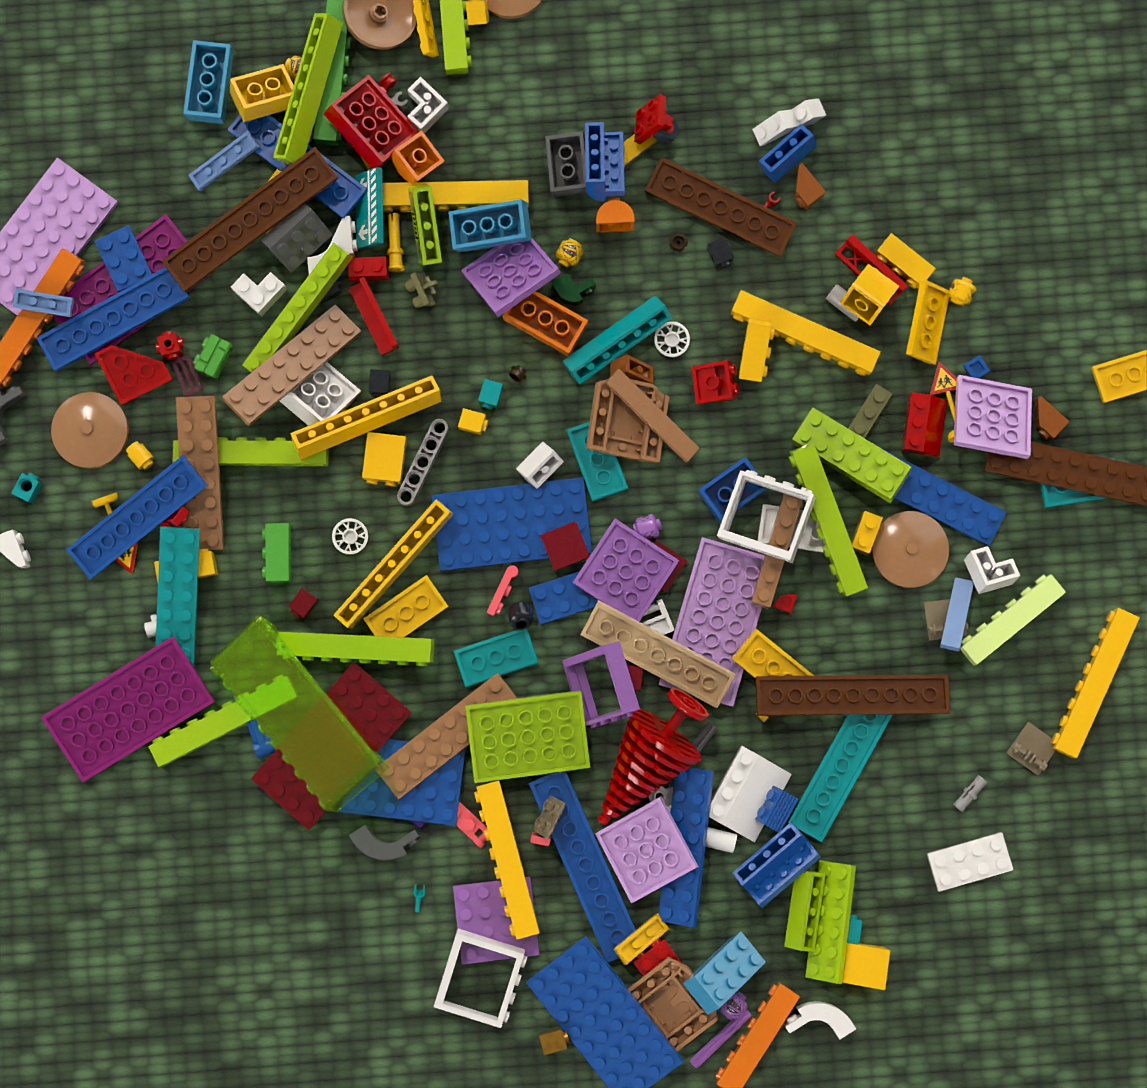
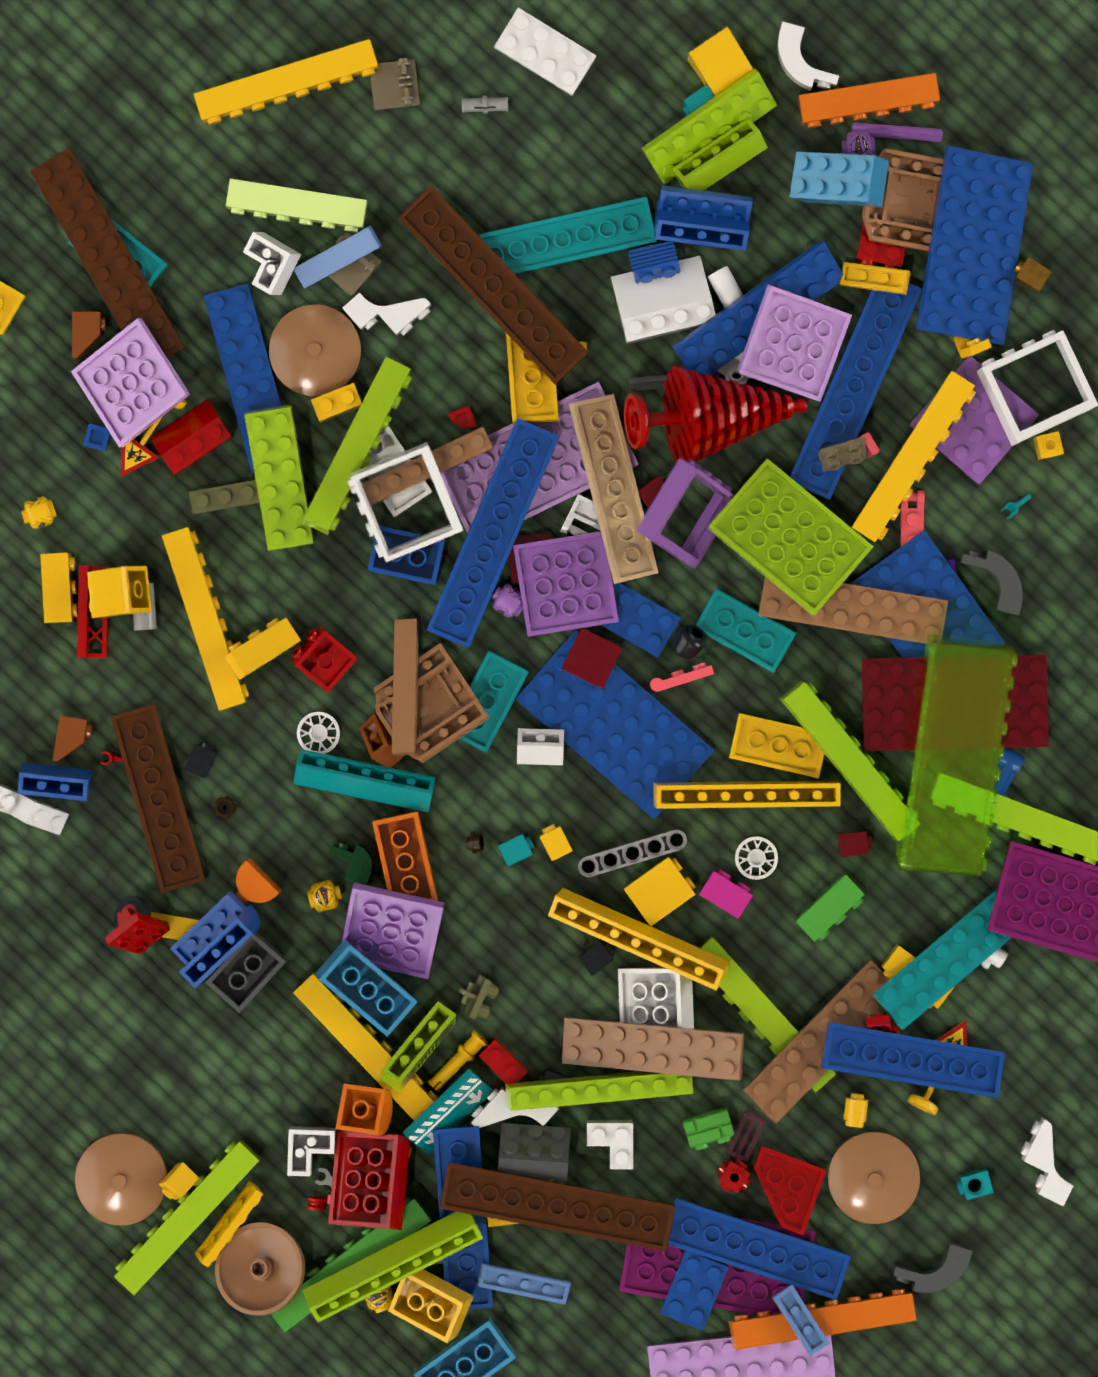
camera: 135 degrees left, 5 degrees up
(345, 497) = (725, 893): none -> dark pink brick
(373, 317) = (542, 1018): red fence -> none
(437, 952) = (1048, 445): none -> yellow brick
(543, 959) = (971, 347): none -> yellow bracket
(698, 555) = (492, 533): none -> blue plate
(886, 617) = (397, 316): none -> white arch
(928, 322) = (95, 517): yellow plate -> none

